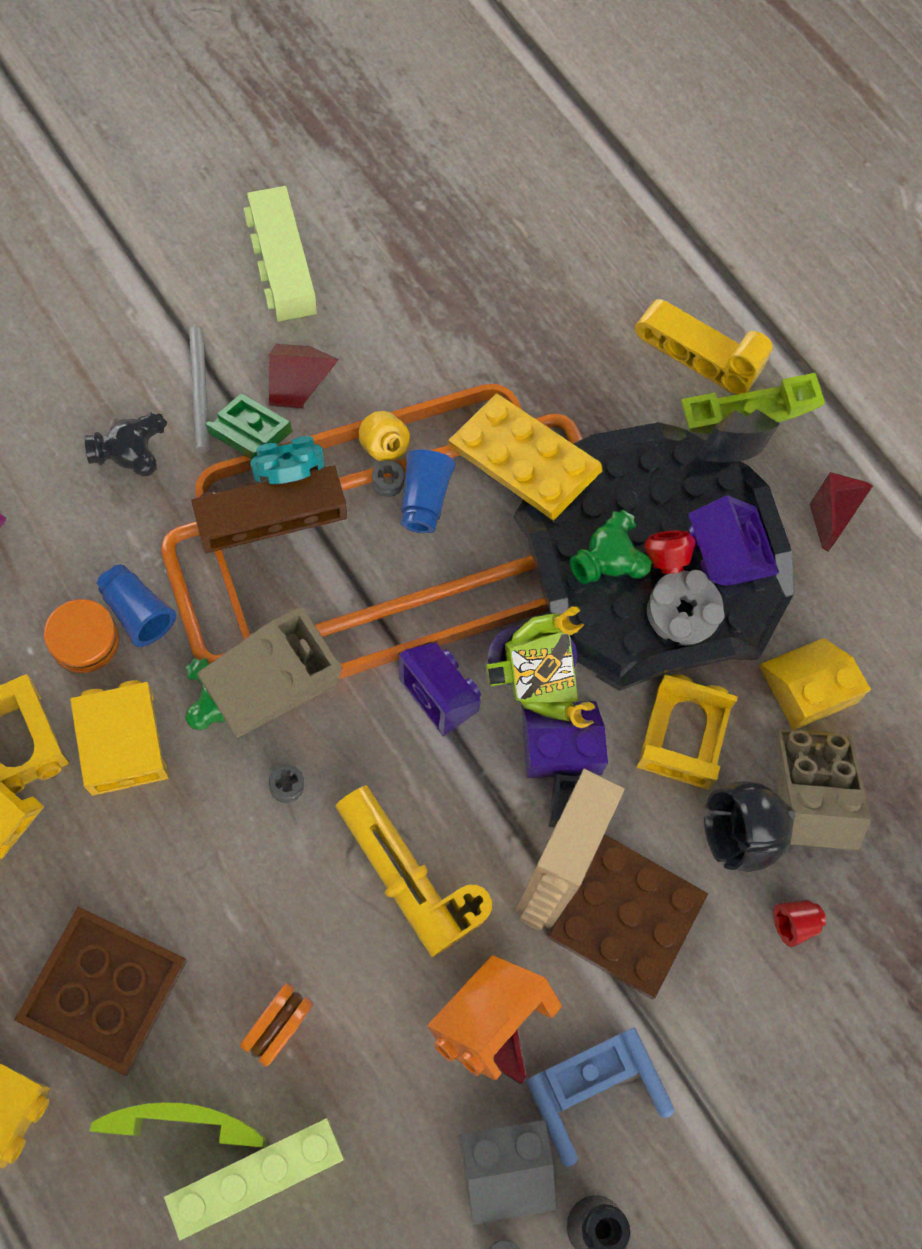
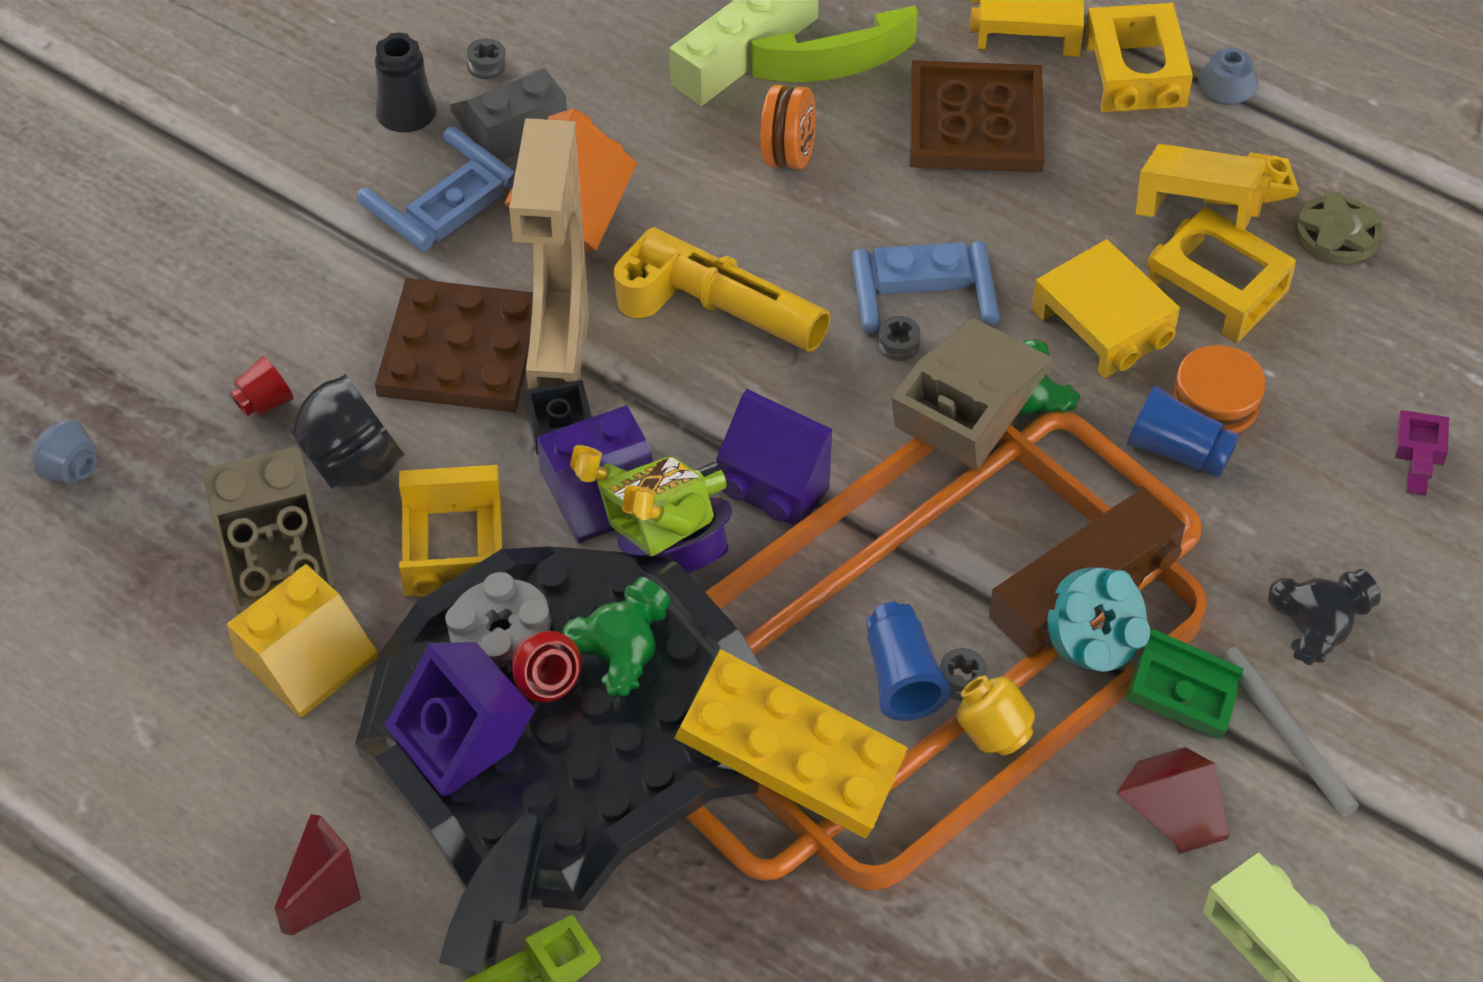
camera: 165 degrees right, 15 degrees down
(233, 844) = (921, 270): none -> medium blue plate

